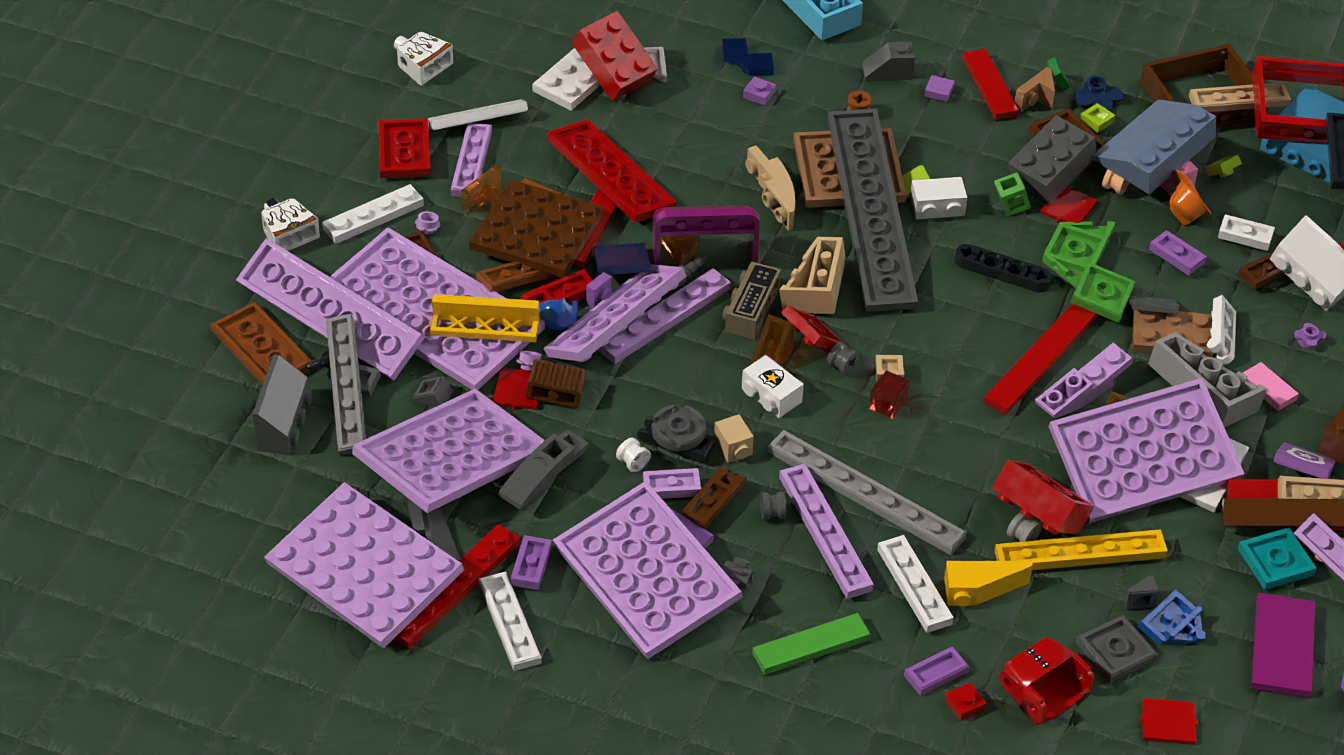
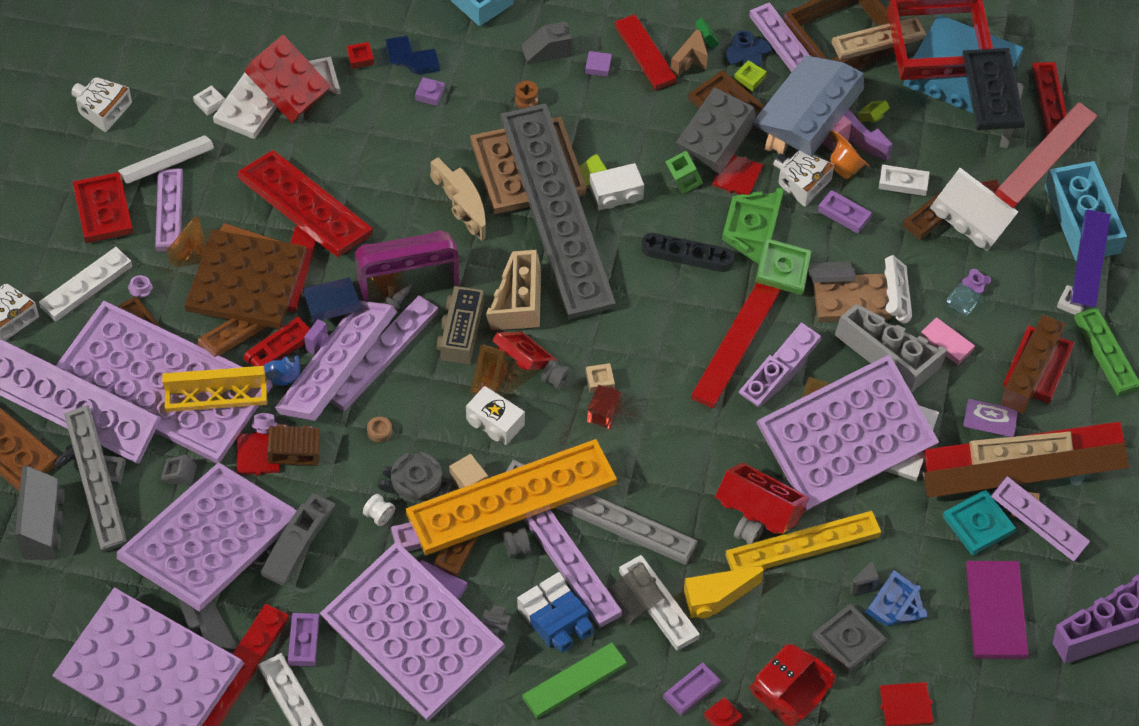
camera: 10 degrees left, 10 degrees up
(531, 69) = (209, 100): none -> white tile
(648, 384) = (379, 429): none -> medium nougat tile
(693, 49) = (360, 55): none -> red plate
(774, 459) = (510, 496): none -> light orange plate
(801, 575) = (555, 613): none -> blue hips
(891, 569) = (635, 593): none -> clear smoke piece
(1131, 82) = (778, 35): none -> lavender plate
(1139, 213) = (803, 175): none -> torso
(1219, 193) = (872, 143): none -> medium lavender slope
(1293, 350) = (963, 299): none -> clear light blue plate

